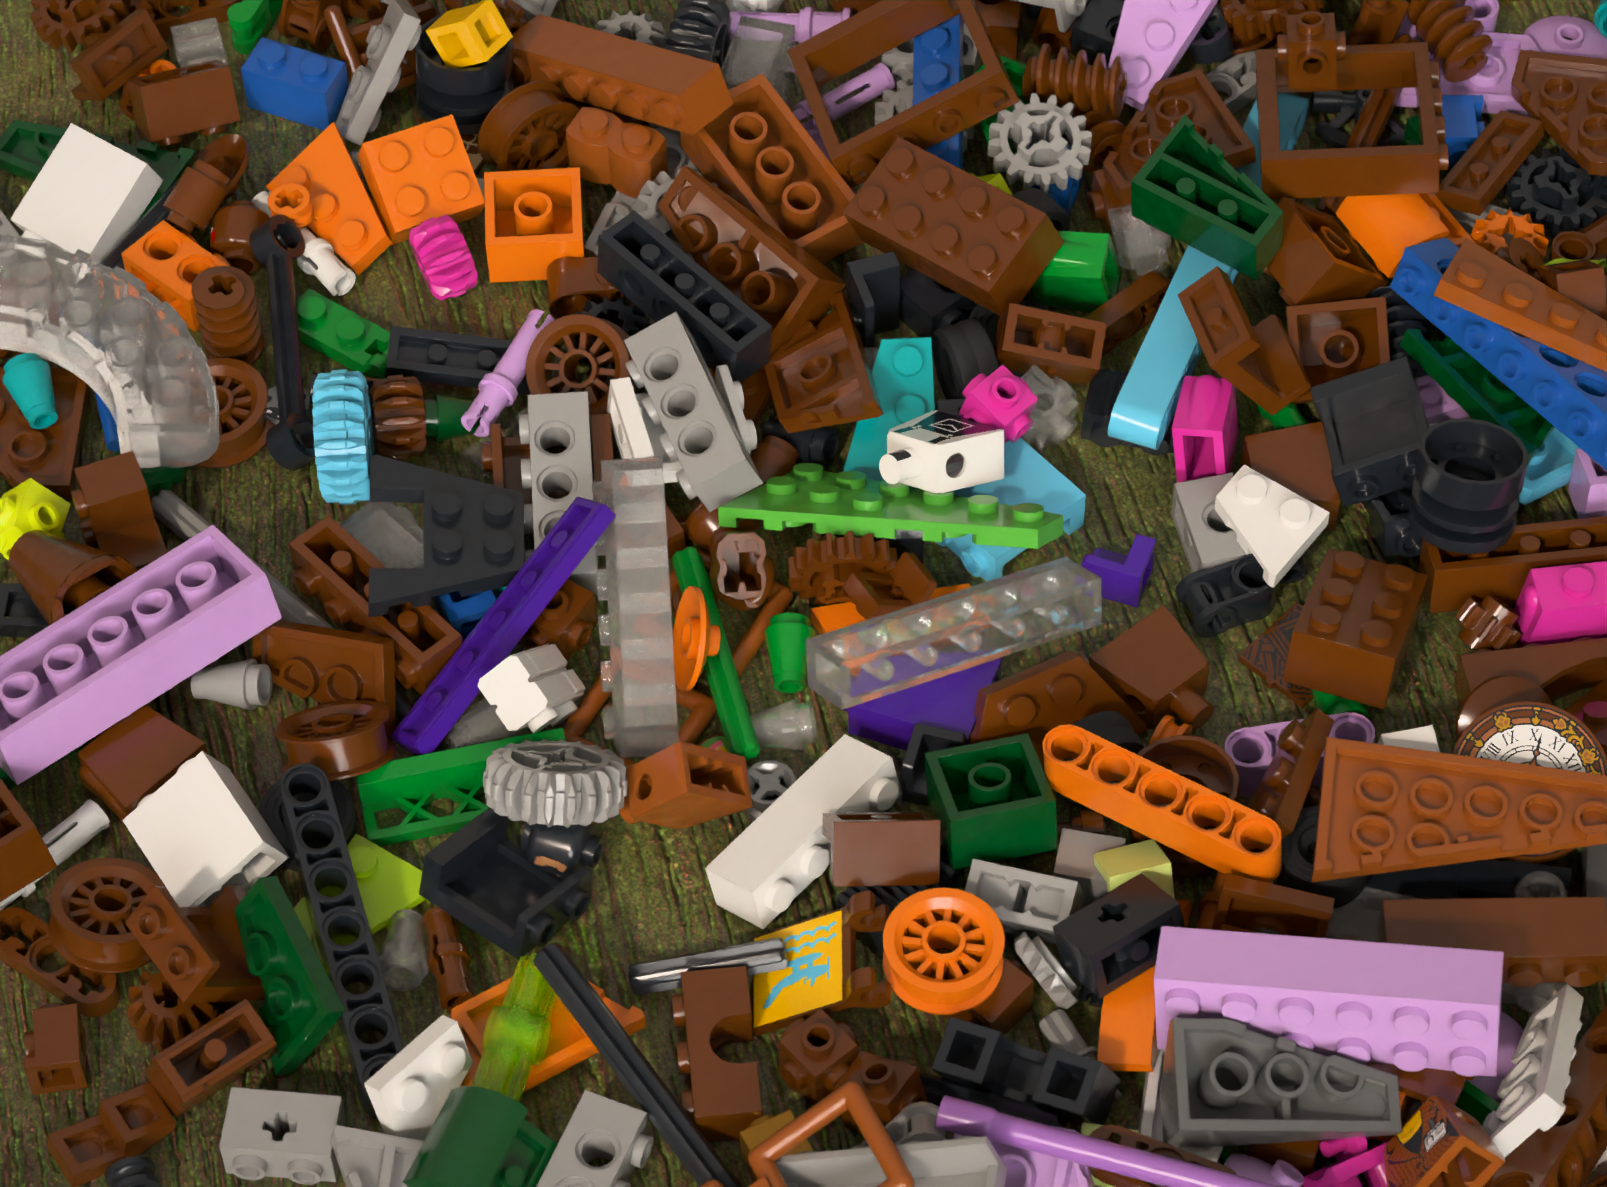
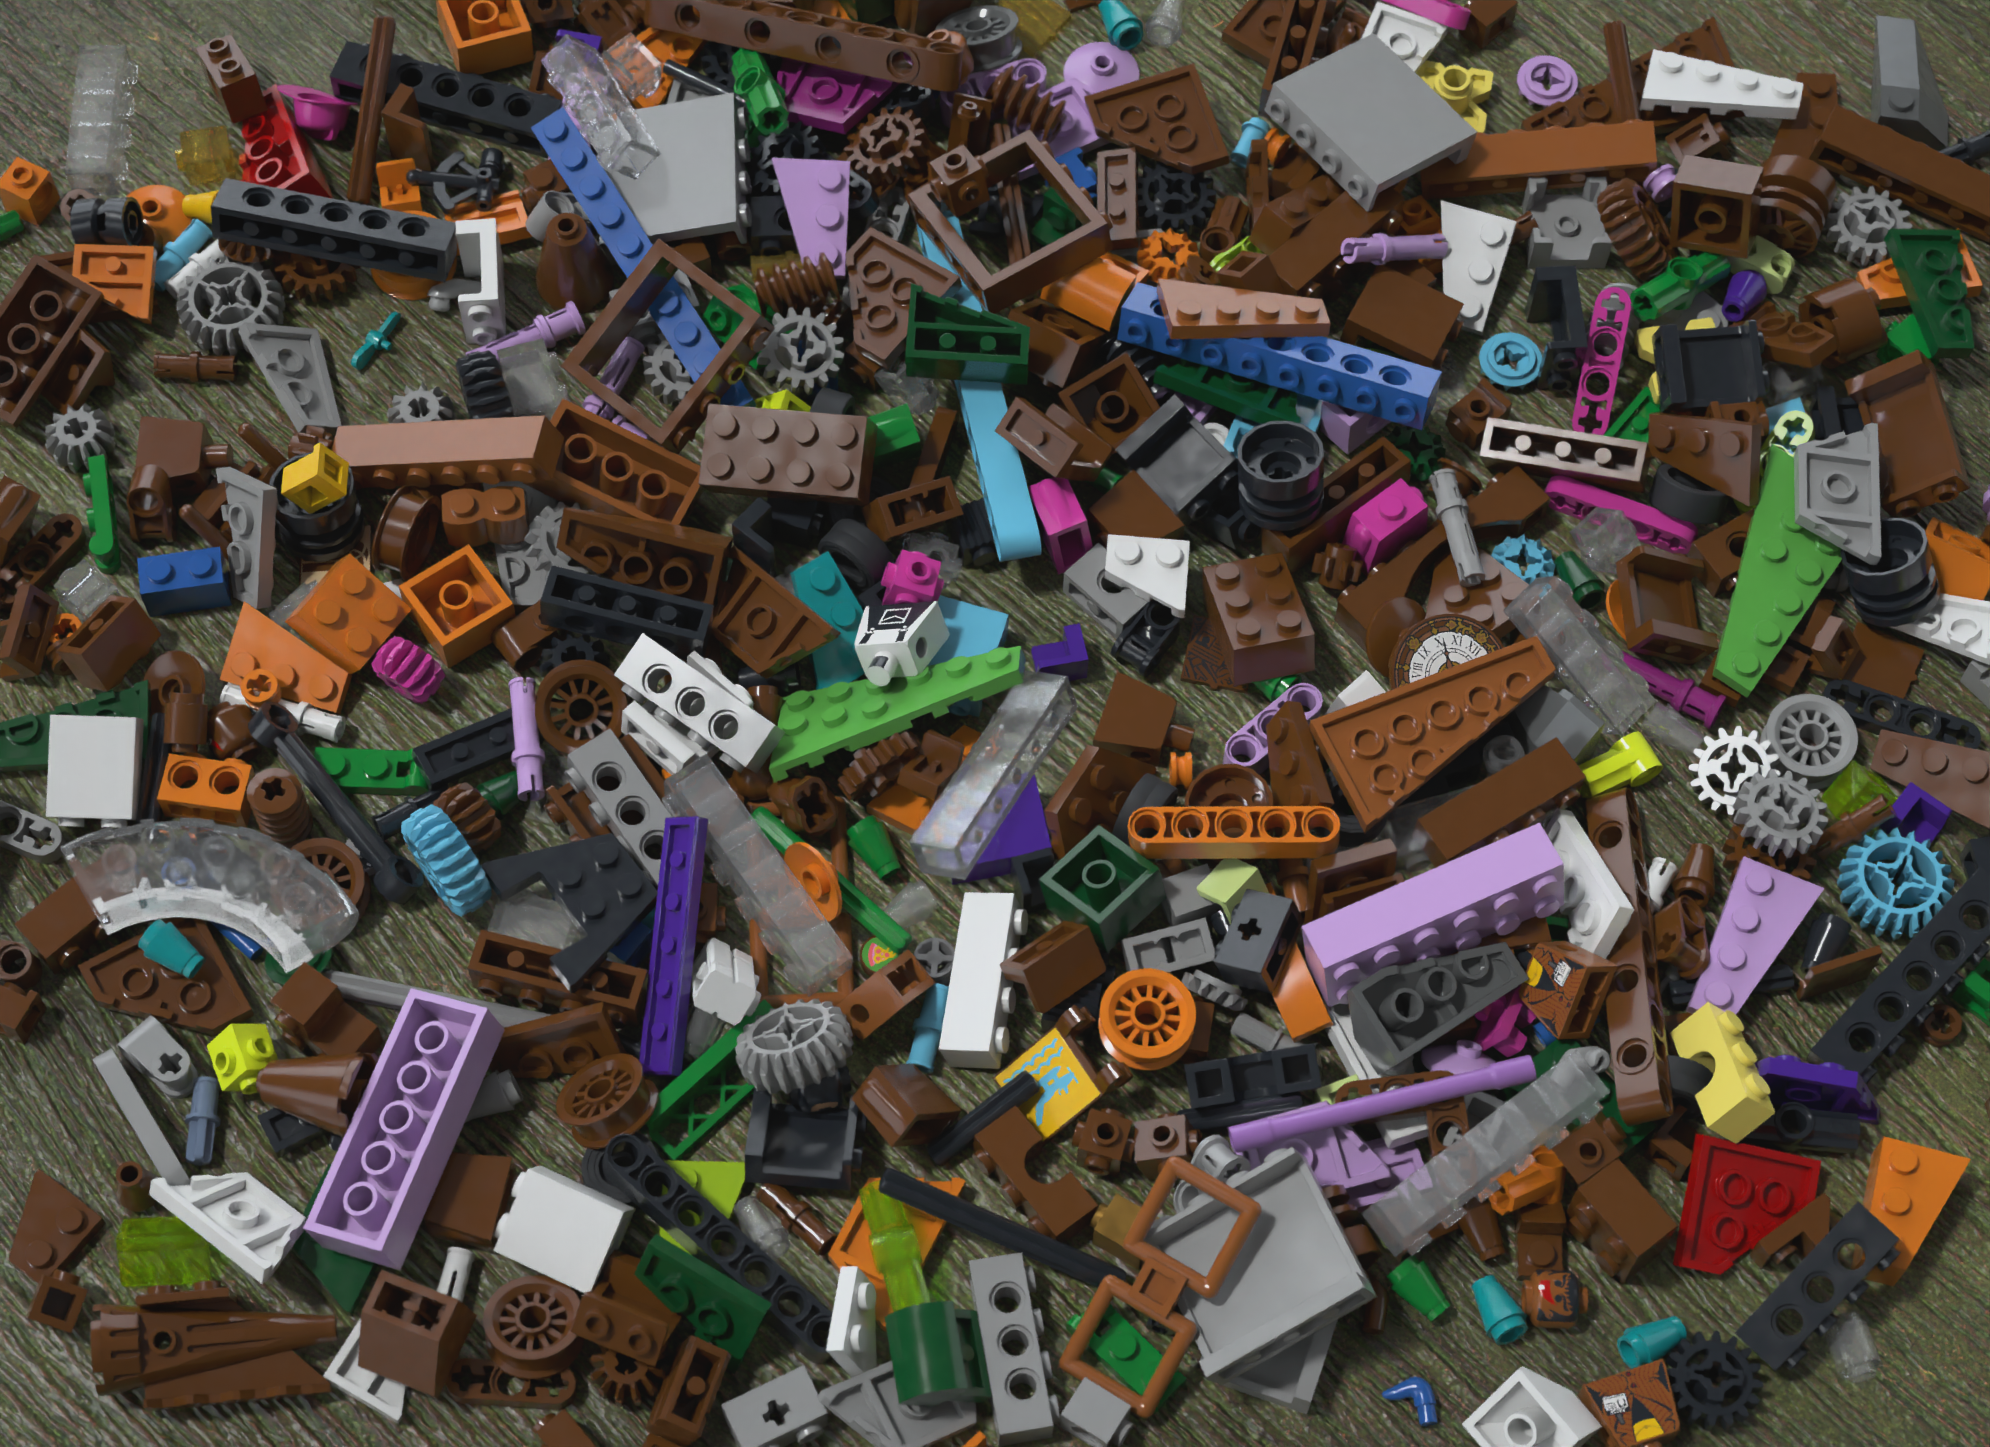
camera: 35 degrees left, 10 degrees up
(631, 904) = (905, 1105): none -> reddish brown torso
(691, 875) = (928, 1028): none -> medium azure pin

